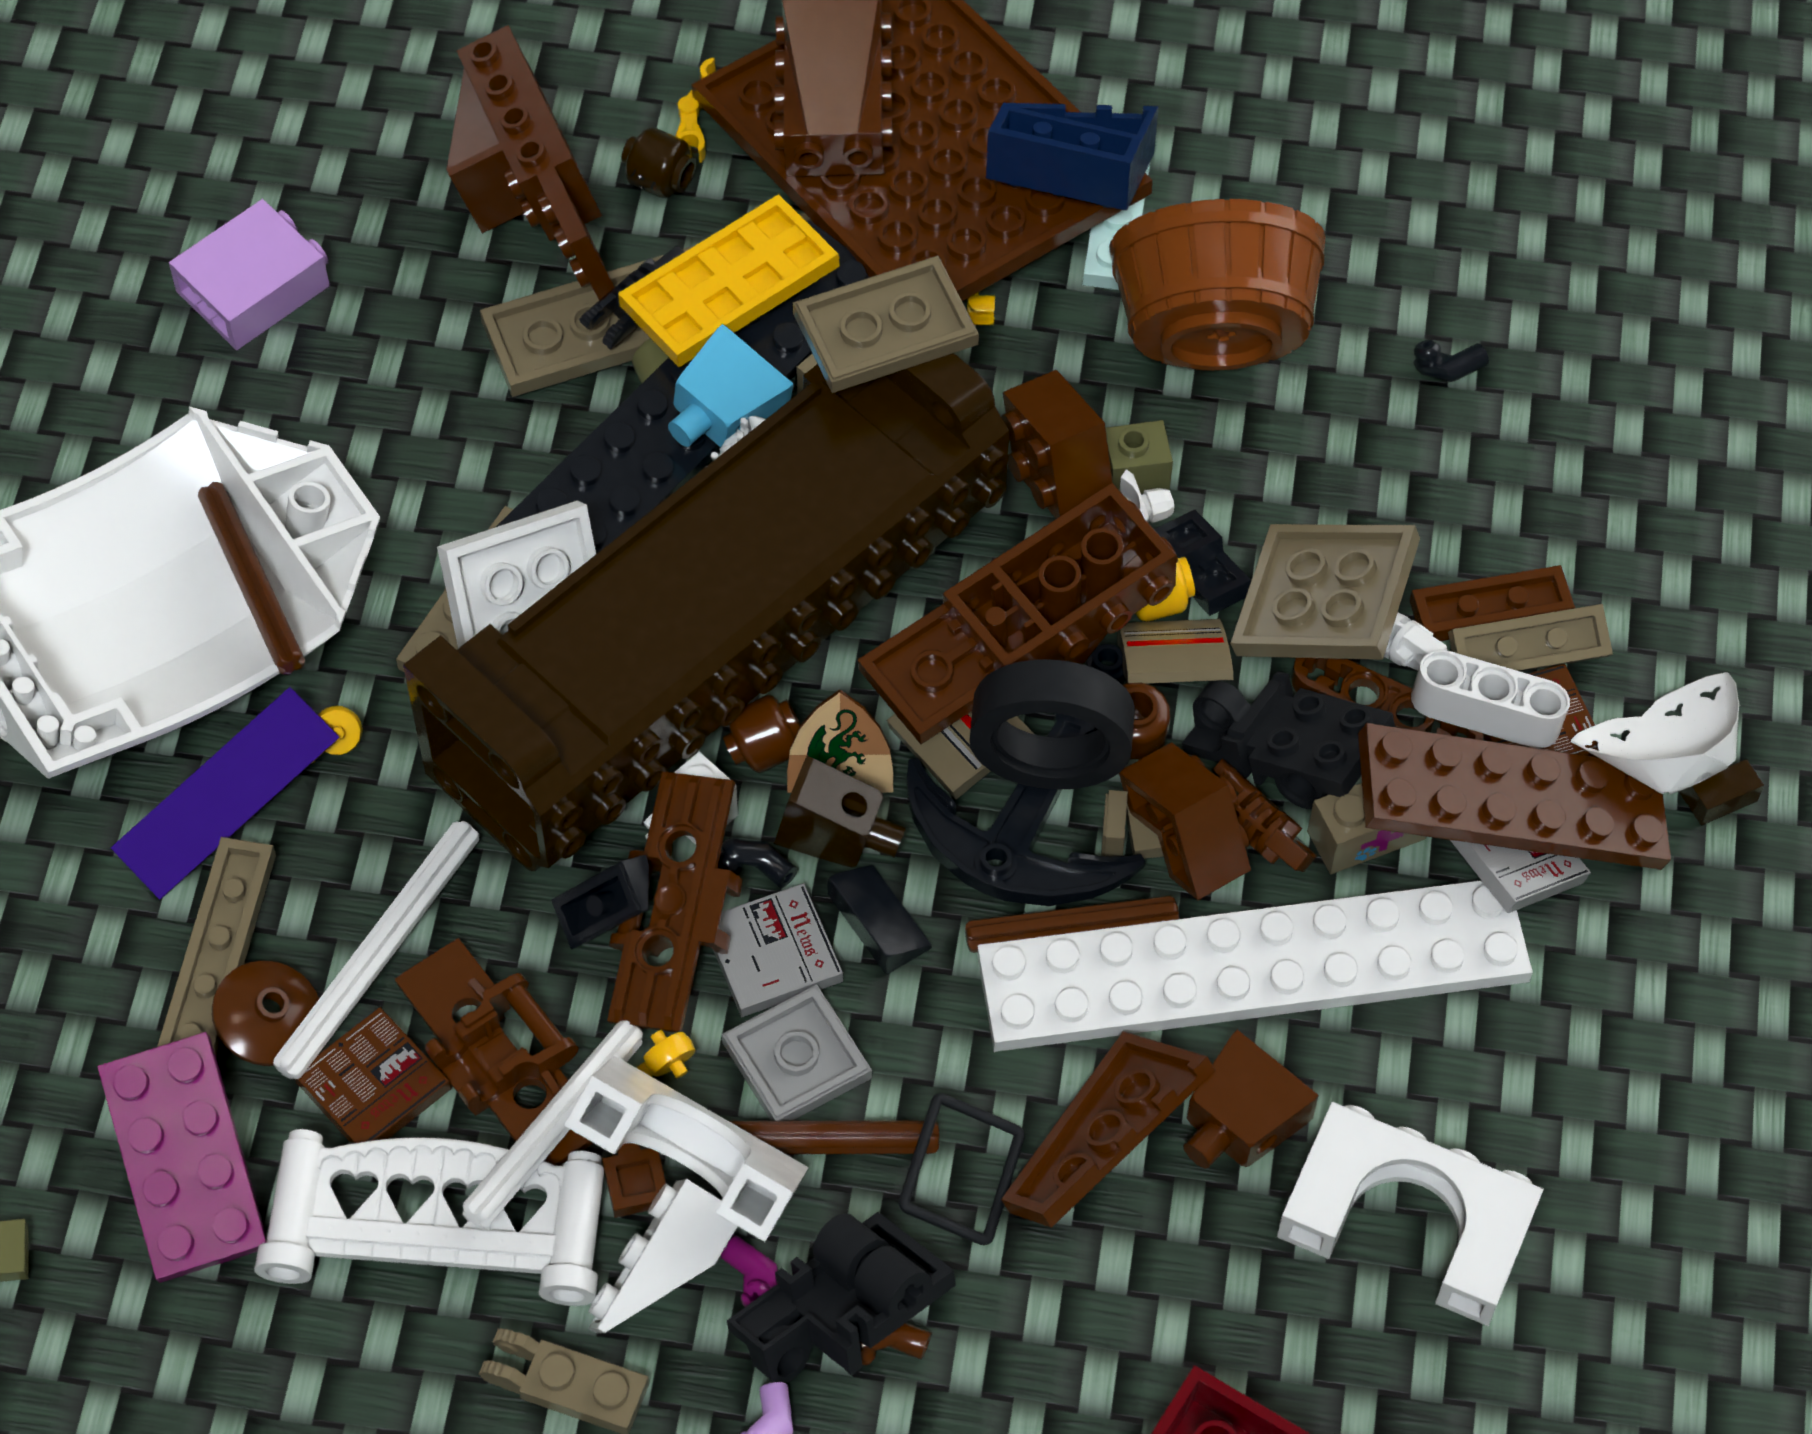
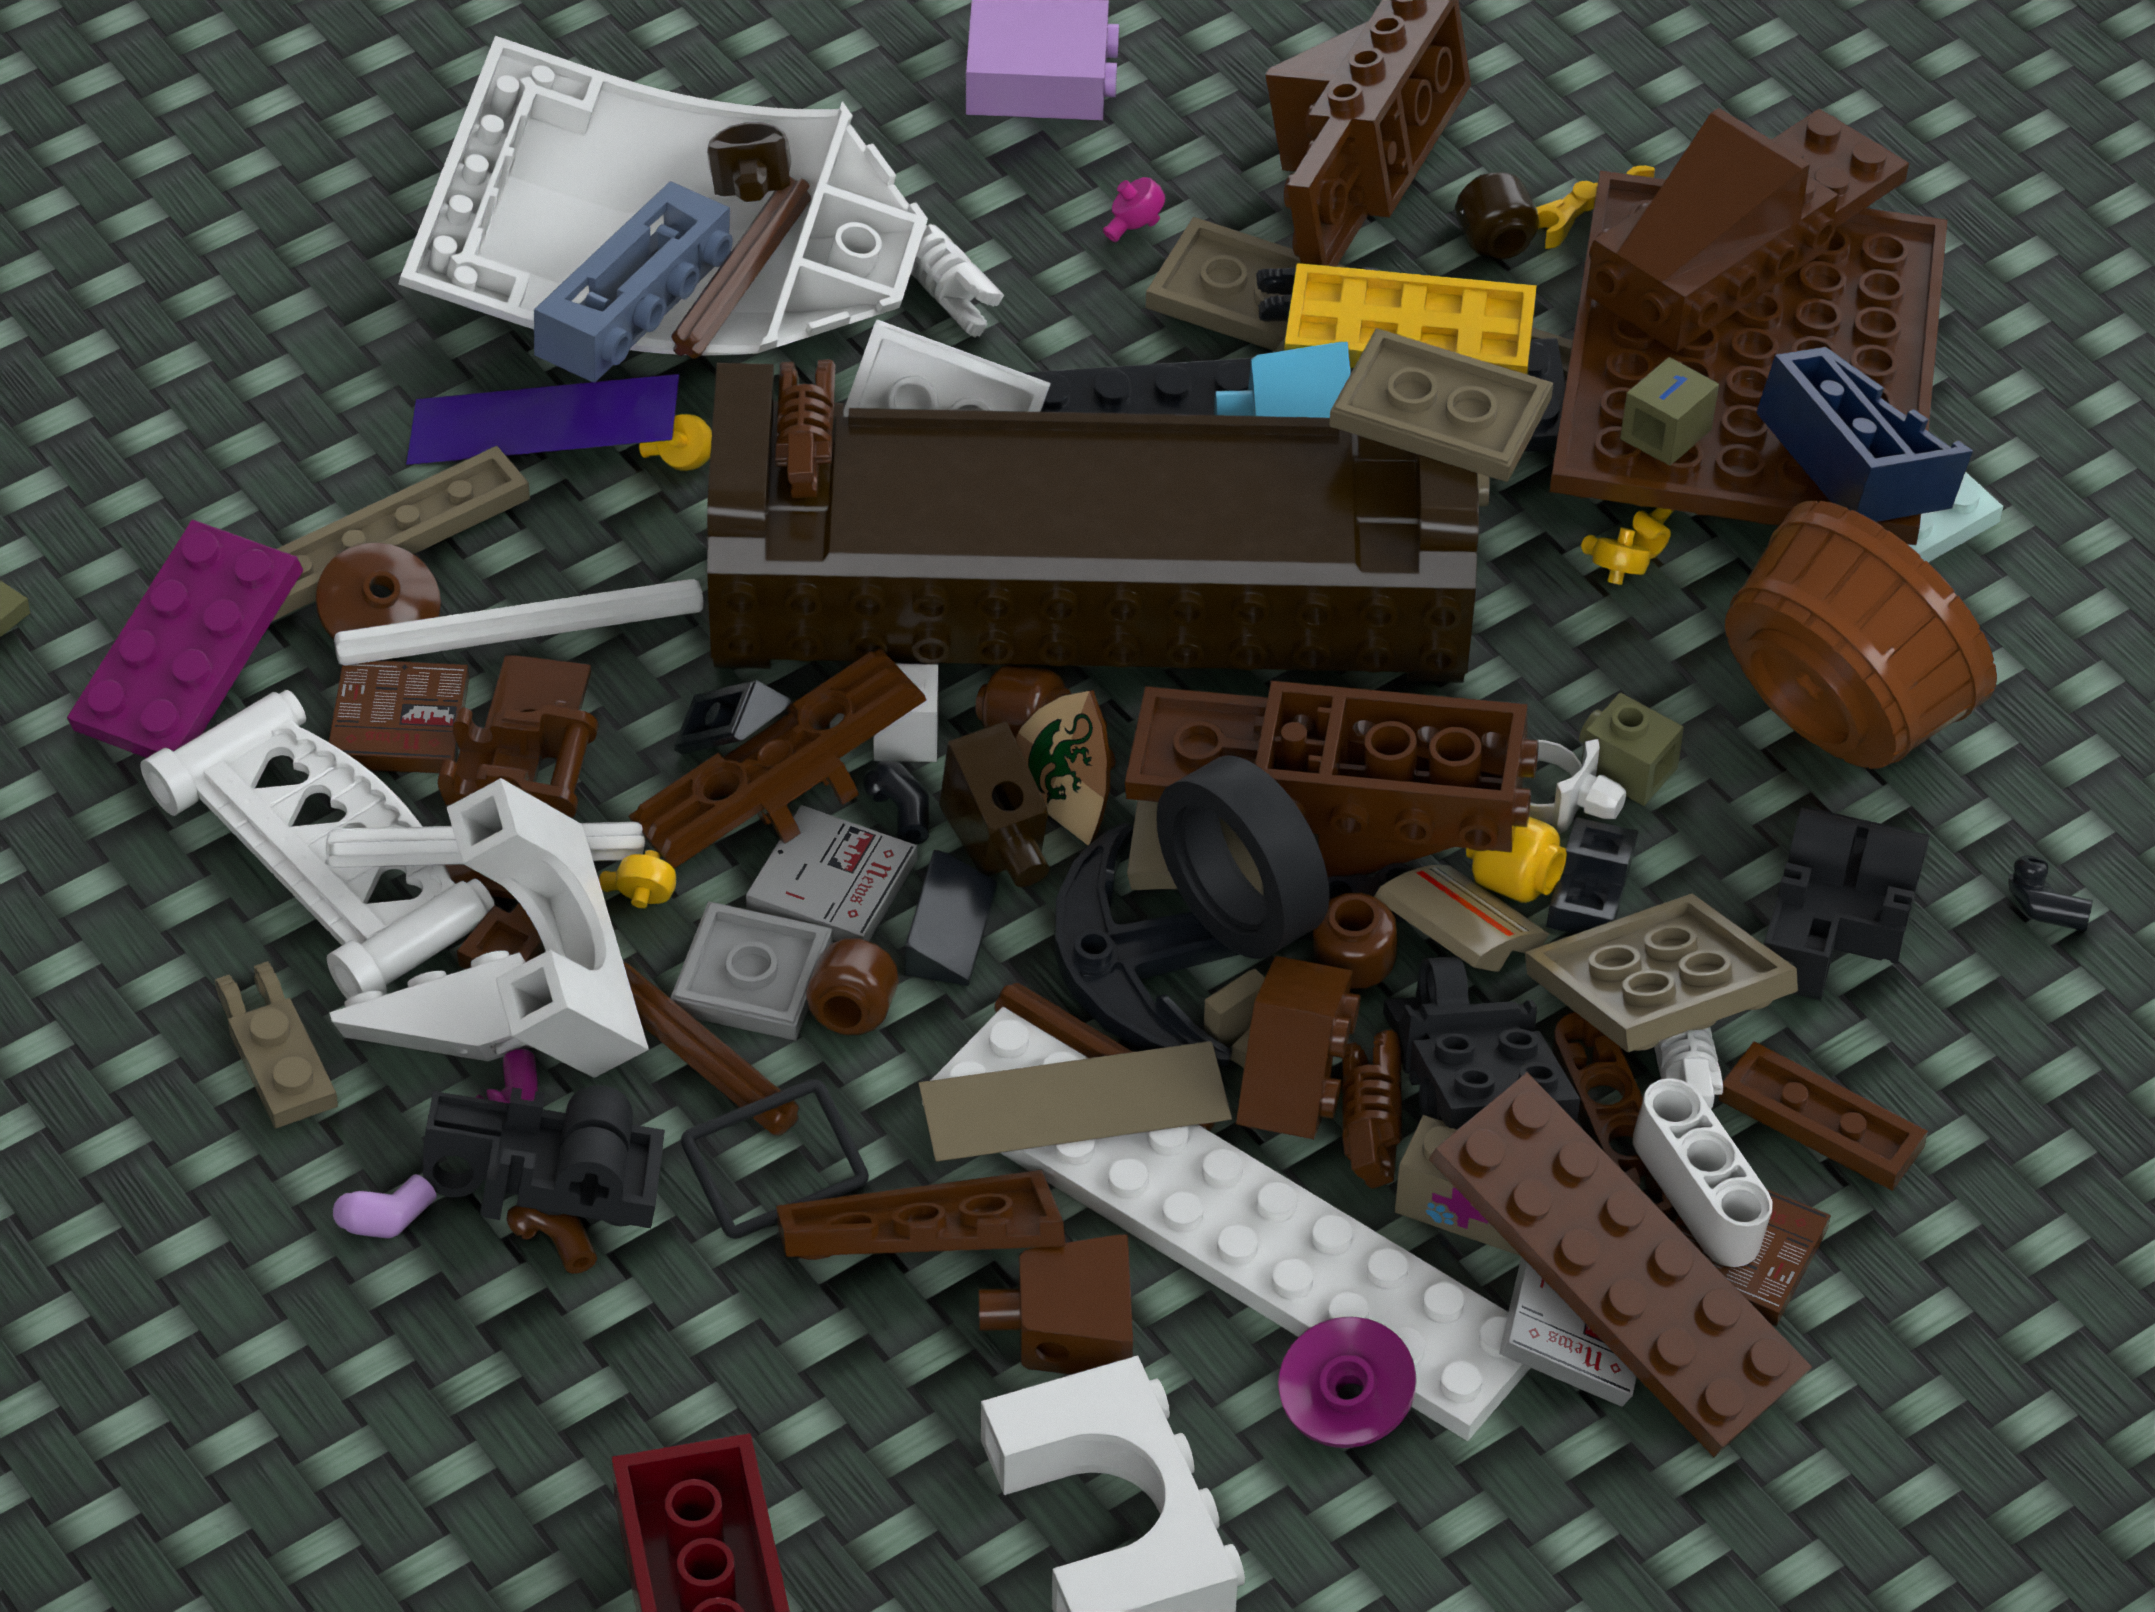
camera: 45 degrees right, 10 degrees down
(185, 504) = (749, 160): none -> dark brown piece
(209, 713) = (632, 282): none -> sand blue brick
(375, 474) = (953, 280): none -> white hinge
(431, 331) = (1135, 207): none -> dark pink piece
(502, 661) = (805, 426): none -> reddish brown hinge
(880, 1013) = (852, 986): none -> reddish brown head
(944, 217) = (1669, 411): none -> olive brick
(992, 335) = (1617, 555): none -> yellow piece
(1056, 443) = (1553, 662): reddish brown brick -> none
(1096, 971) = (1074, 1101): none -> dark tan sticker
(1356, 447) = (1844, 891): none -> black plate
(1465, 989) = (1343, 1354): none -> magenta dish
(1537, 639) = (1822, 1172): dark tan plate -> none
(1673, 749) = (1833, 1350): white piece -> none
(1723, 792) = (1845, 1433): dark brown piece -> none

